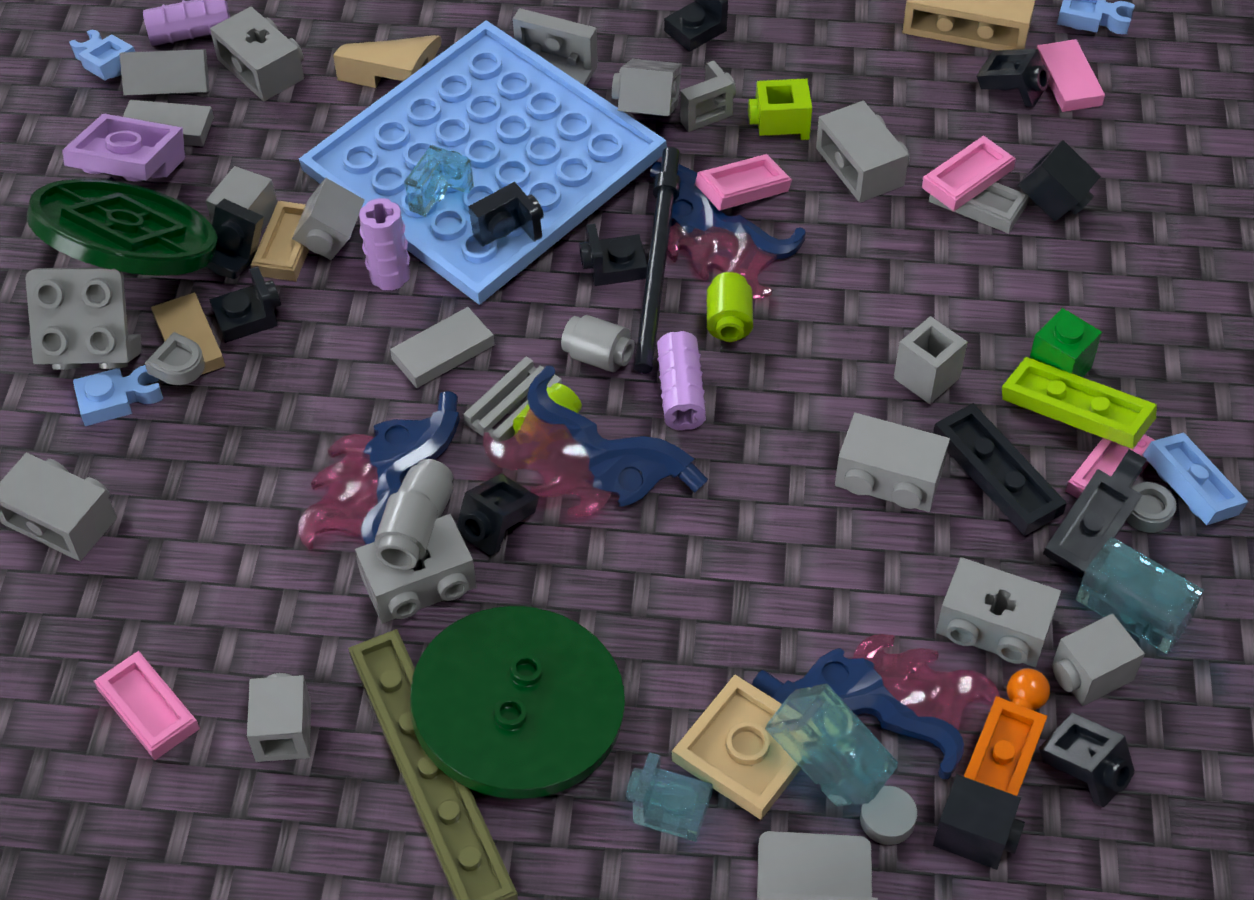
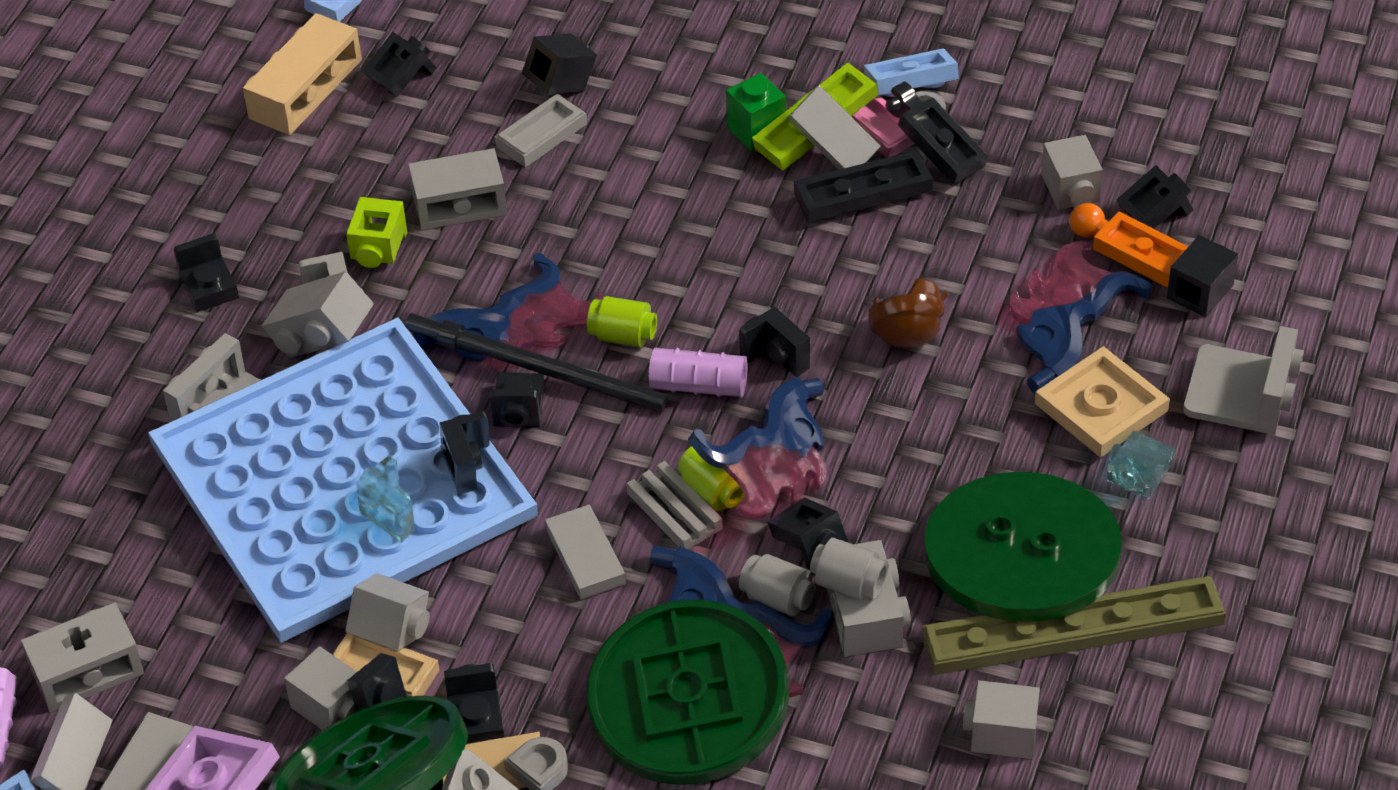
camera: 75 degrees left, 5 degrees down
(282, 454) = (688, 692): none -> dark green plate
(384, 244) = (457, 558): lavender axle -> none
(391, 59) = (139, 543): tan slope -> none
(597, 342) = (630, 425): light grey brick -> none
(742, 182) = (459, 283): bright pink tile -> none
(743, 433) = (779, 338): none -> black bracket
(804, 539) = (909, 318): none -> reddish brown hat
(832, 745) = (1131, 331): clear light blue brick -> none
(889, 816) = (1179, 332): light grey tile -> none
(891, 462) = (840, 249): light grey brick -> none
(930, 359) = (743, 193): light grey brick -> none
(968, 173) = (520, 122): bright pink tile -> none
(997, 612) = (1012, 219): light grey brick -> none
(1053, 417) = (833, 130): none -> light grey tile
(1071, 76) = (431, 29): bright pink tile -> none
(1140, 594) = (1019, 129): clear light blue brick -> none

